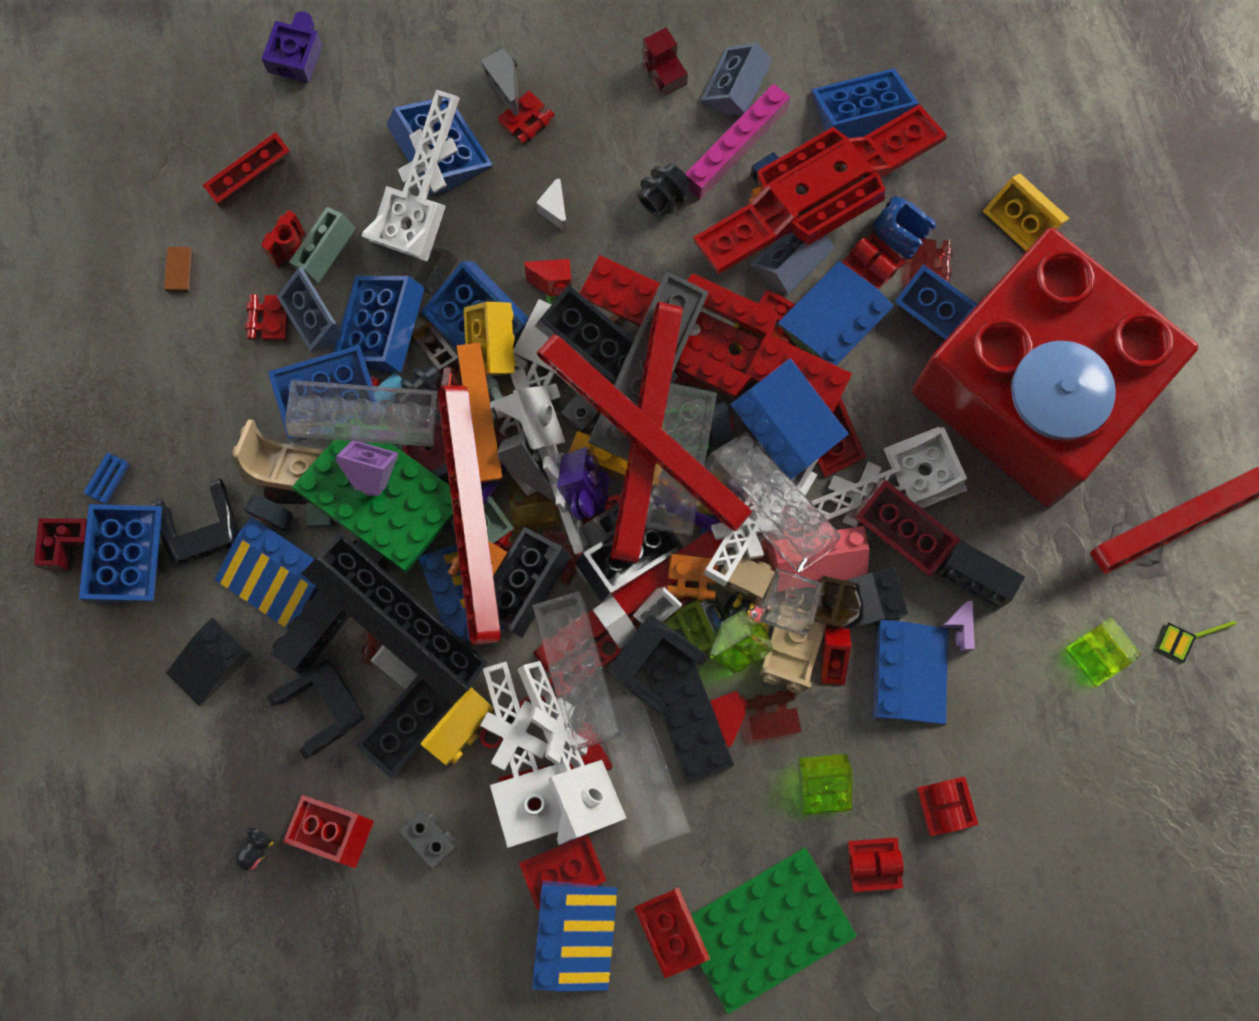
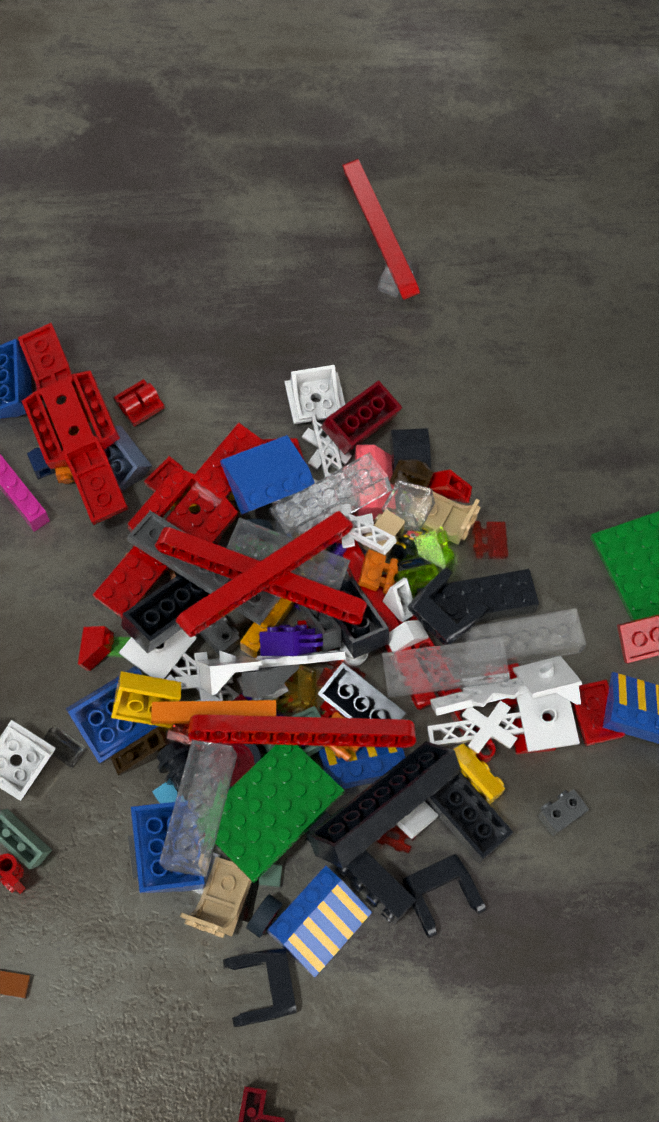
camera: 85 degrees left, 10 degrees down
(99, 474) = (216, 1083): blue tile -> none
(120, 554) = (281, 1056): blue slope -> none
(208, 661) = (390, 989): black slope -> none
(254, 850) = (560, 963): black animal -> none
(274, 319) = (76, 895): red plate -> none
(308, 312) = (82, 855): sand blue slope -> none
(328, 831) = (548, 897): red slope -> none
(367, 466) = (248, 807): medium lavender slope -> none
(381, 319) = (101, 799): blue slope -> none
(552, 205) = (28, 634): white slope -> none
(663, 189) = (38, 542): black piece -> none
(729, 714) = (486, 566): red slope -> none
(825, 783) = (546, 511): clear neon green slope -> none
(835, 314) = (178, 433): blue slope -> none
(875, 864) = (608, 488): red plate -> none
(908, 217) = (114, 374): blue piece -> none
(910, 672) = (469, 441): blue slope -> none
(926, 255) = (145, 368): clear red plate -> none
(935, 302) = (186, 361): blue brick -> none
(947, 806) = (571, 434): red plate -> none
(964, 621) = (434, 396): lavender slope -> none
(980, 575) = (407, 373): black brick -> none
(1024, 211) = (123, 290): yellow slope -> none
(1042, 299) = (261, 291): red piece -> none
(1063, 390) = (297, 268): medium blue dish -> none
(1103, 651) = (470, 312): clear neon green slope -> none
(1178, 642) = (467, 267): piece -> none

